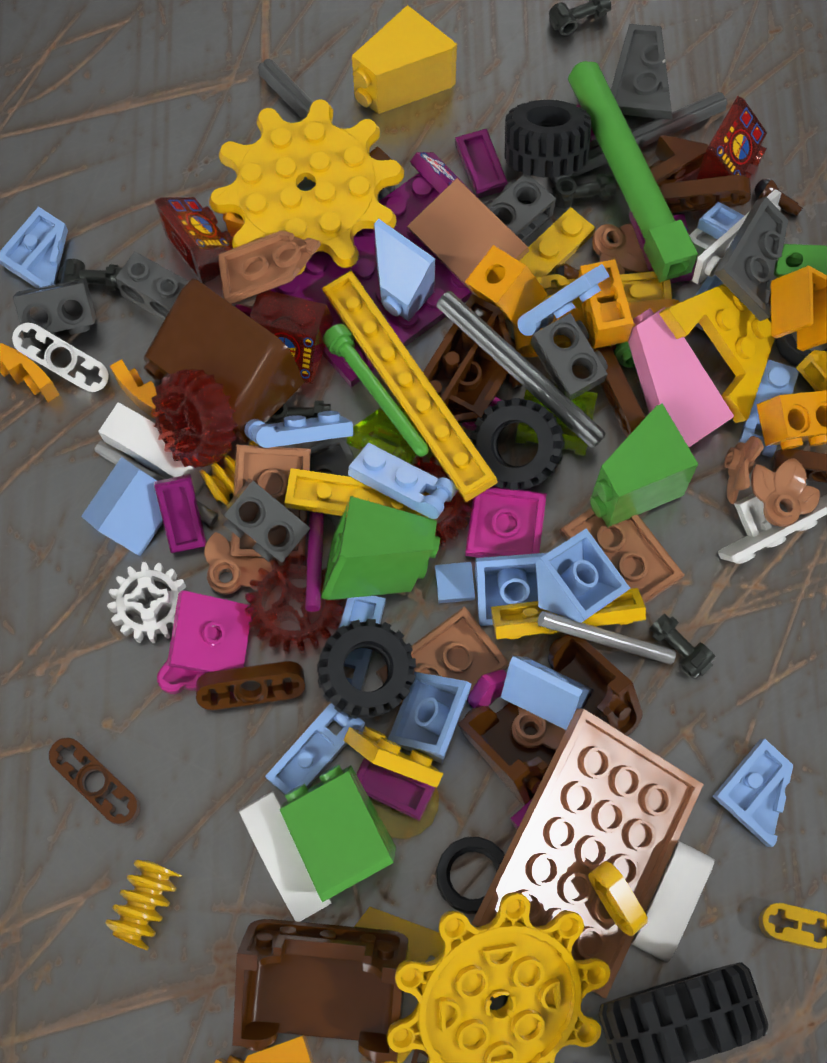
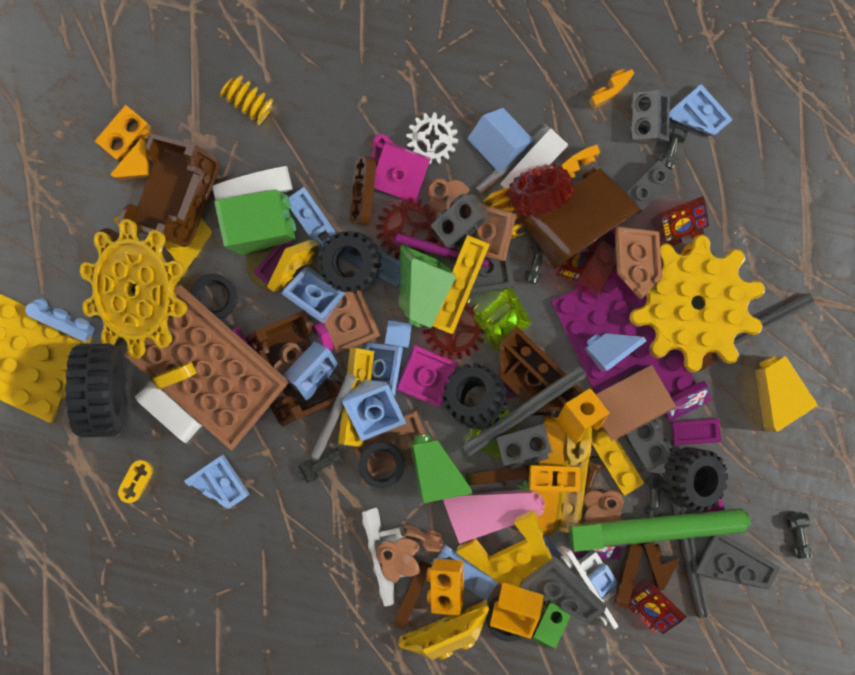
camera: 100 degrees right, 15 degrees up
(42, 335) = (623, 114): white beam -> none
(82, 755) = (310, 88): reddish brown beam -> none
(180, 513) = (484, 170): magenta tile -> none
(298, 429) = (517, 256): light blue plate -> none
(341, 343) = (576, 298): bright green piece -> none
(402, 481) = (462, 311): light blue plate -> none
(410, 387) = (531, 333): yellow tile -> none
(561, 302) = (558, 448): light blue plate -> none
(664, 527) = (387, 482): none -> black tyre
(766, 186) = (625, 624): reddish brown piece -> none

